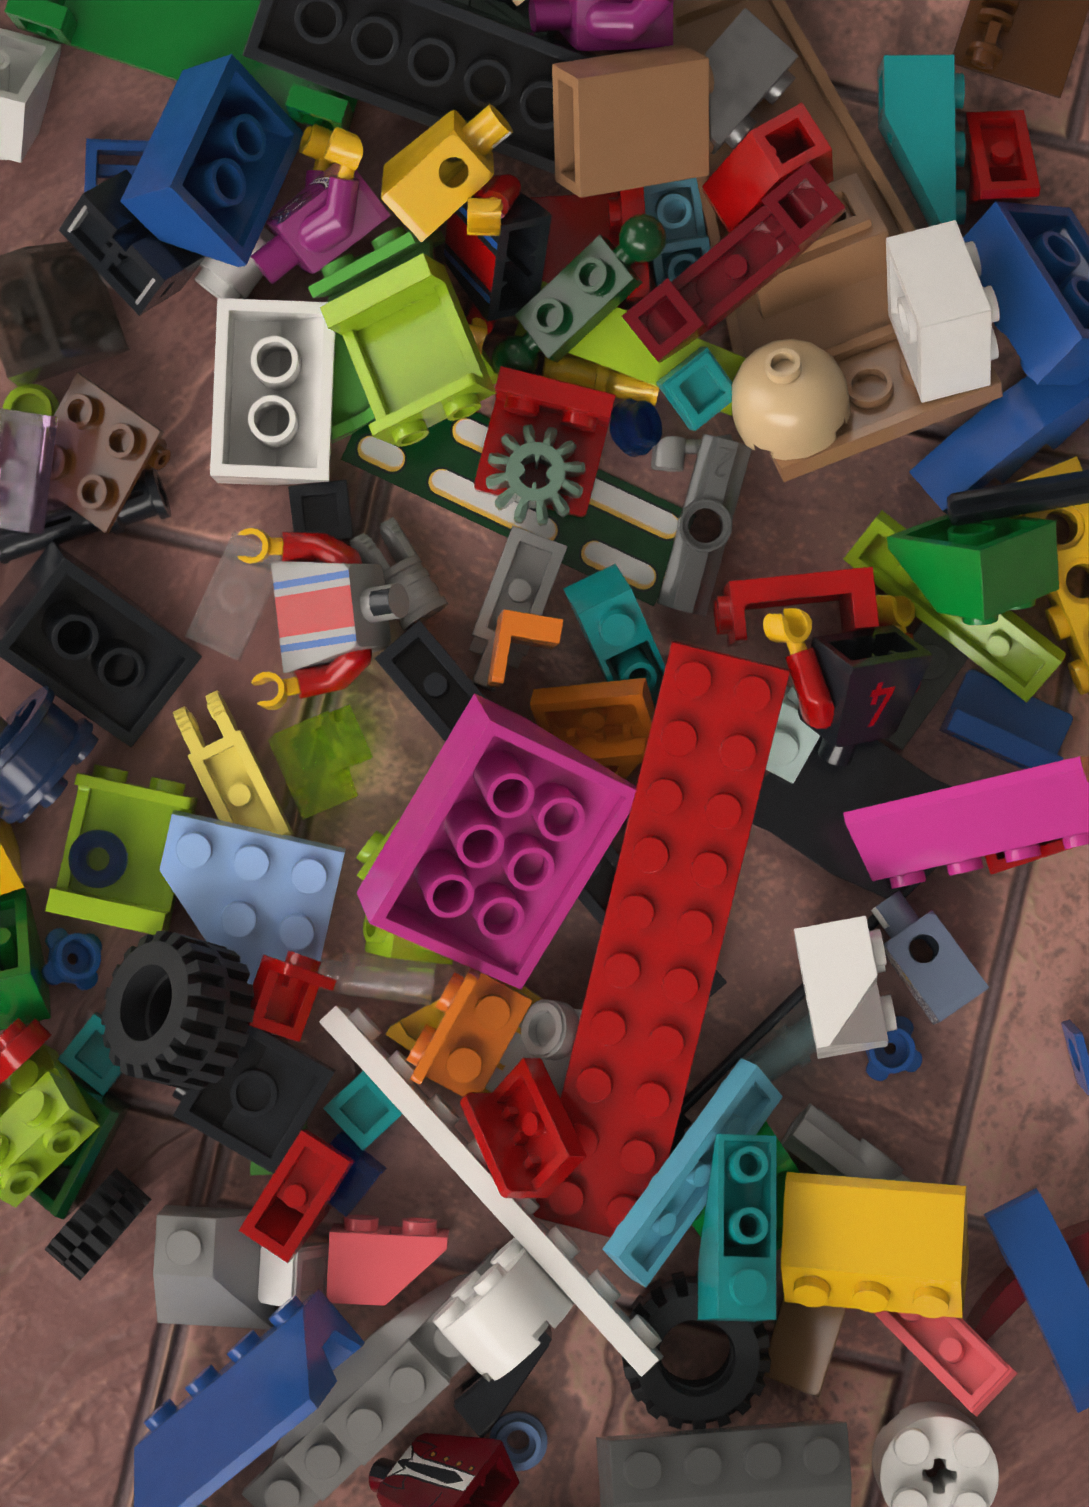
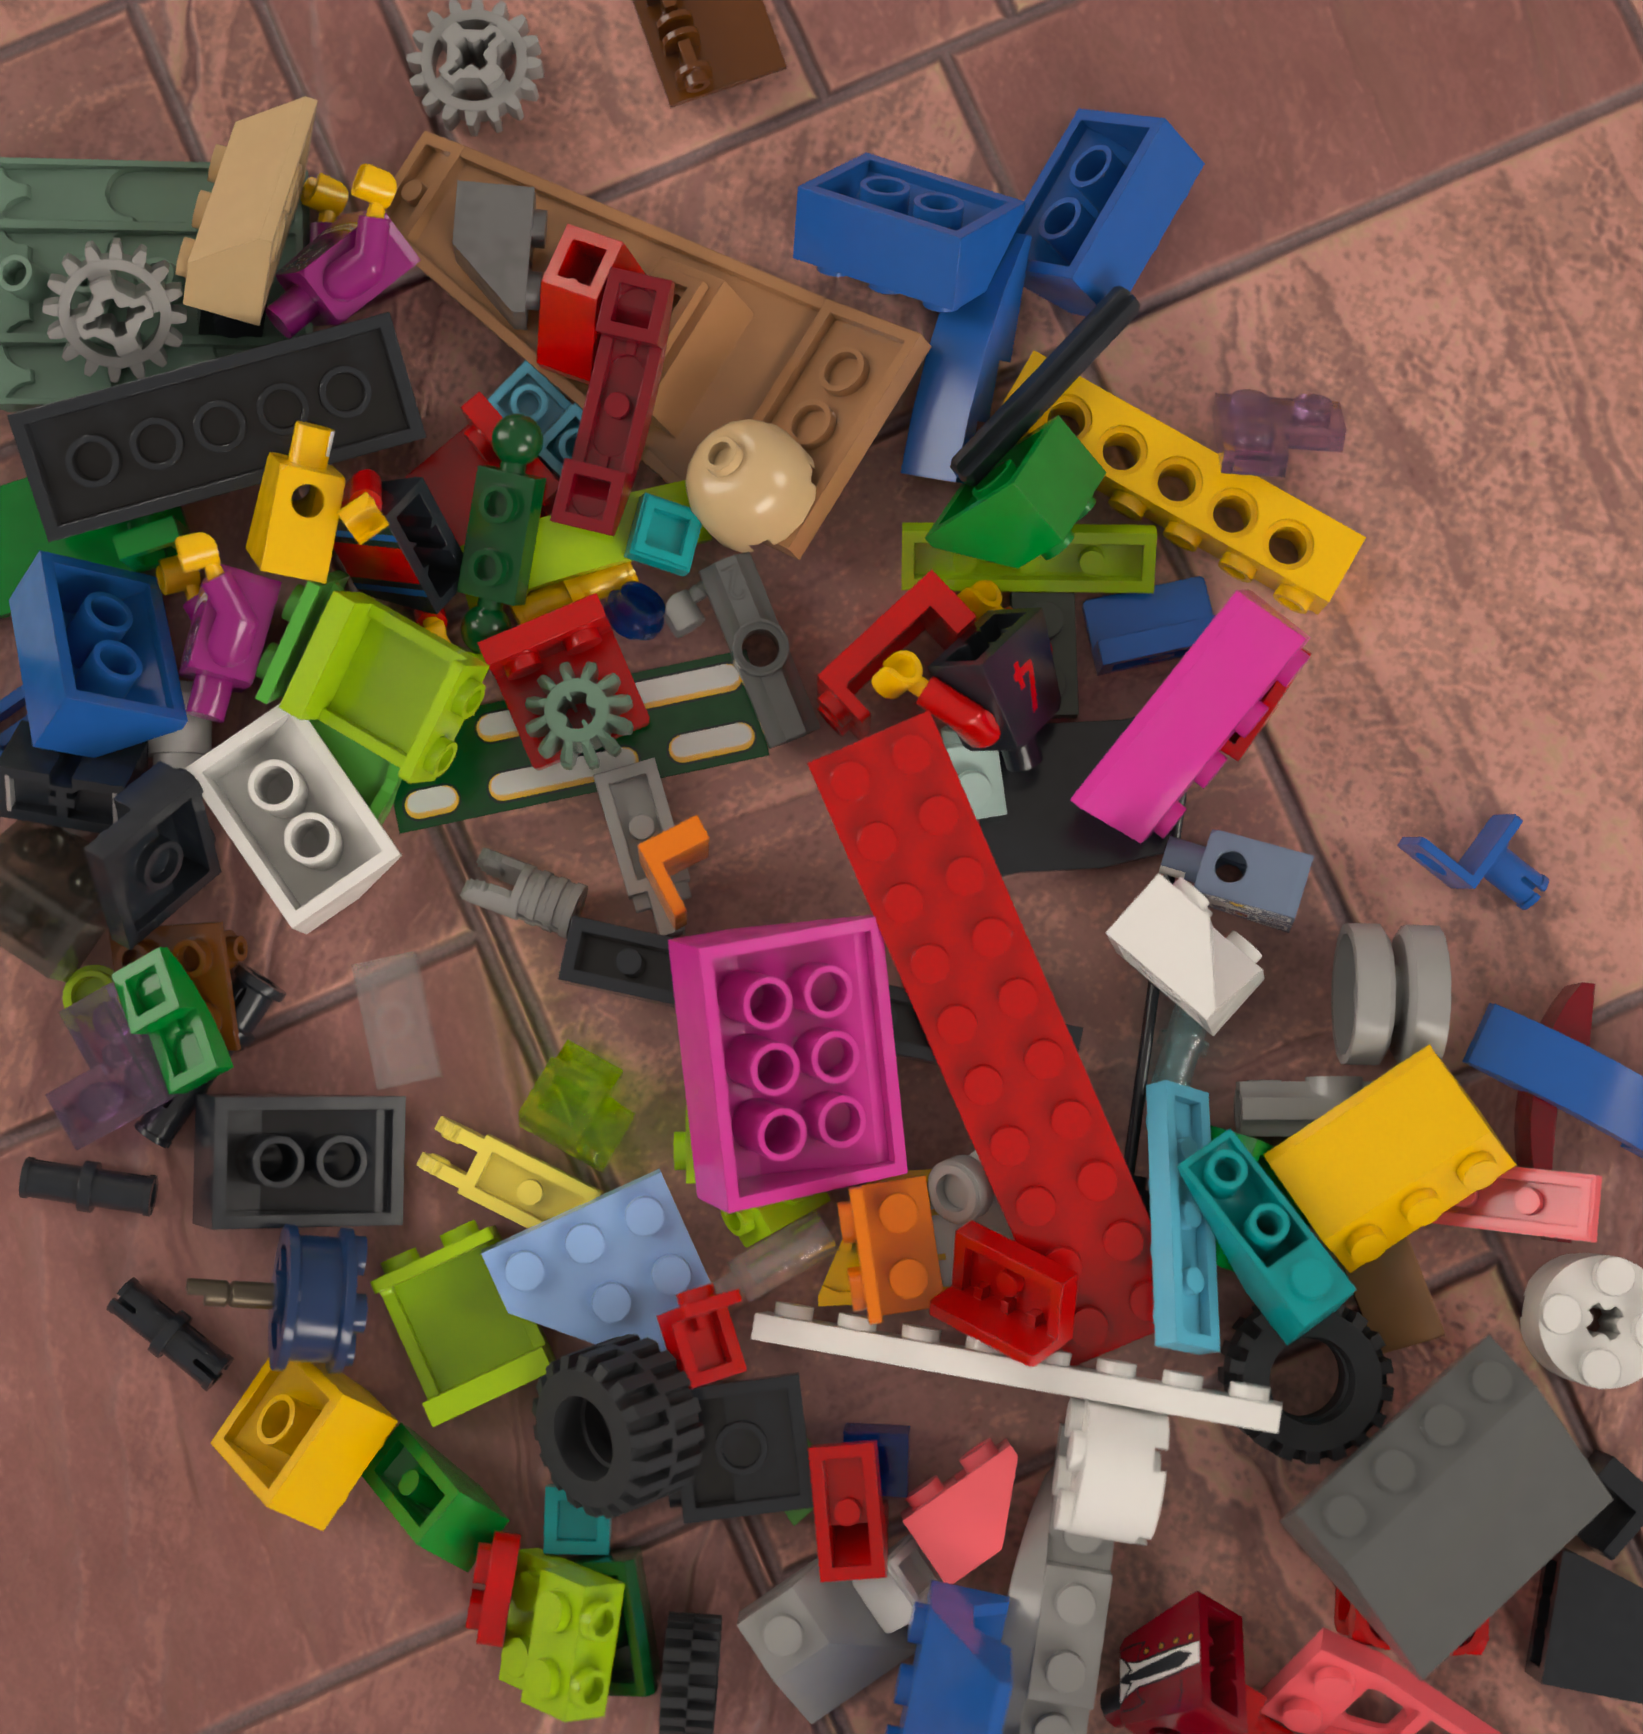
camera: 30 degrees left, 5 degrees down
(78, 466) = (168, 1007): none -> green slope
(80, 853) = (426, 1351): plate -> none
(88, 957) = (493, 1435): blue plate -> none
(151, 344) = (153, 854): none -> black plate
(322, 509) = (416, 891): black plate -> none
(327, 612) = (486, 971): torso -> none
(362, 1110) = (850, 1389): teal plate -> none
(484, 1401) = (1155, 1567): black slope -> none
(533, 1453) = (1233, 1576): medium blue plate -> none
(599, 719) = (797, 882): orange slope -> none
(616, 629) = (768, 809): teal slope -> none
(631, 119) = (431, 346): medium nougat brick -> none
(903, 1058) = (1286, 980): blue plate -> none
(918, 125) = (686, 179): teal slope -> none
(941, 310) = (822, 310): white brick -> none
(969, 1126) = (1389, 992): none -> light grey wheel
(1000, 158) = (775, 152): red slope -> none

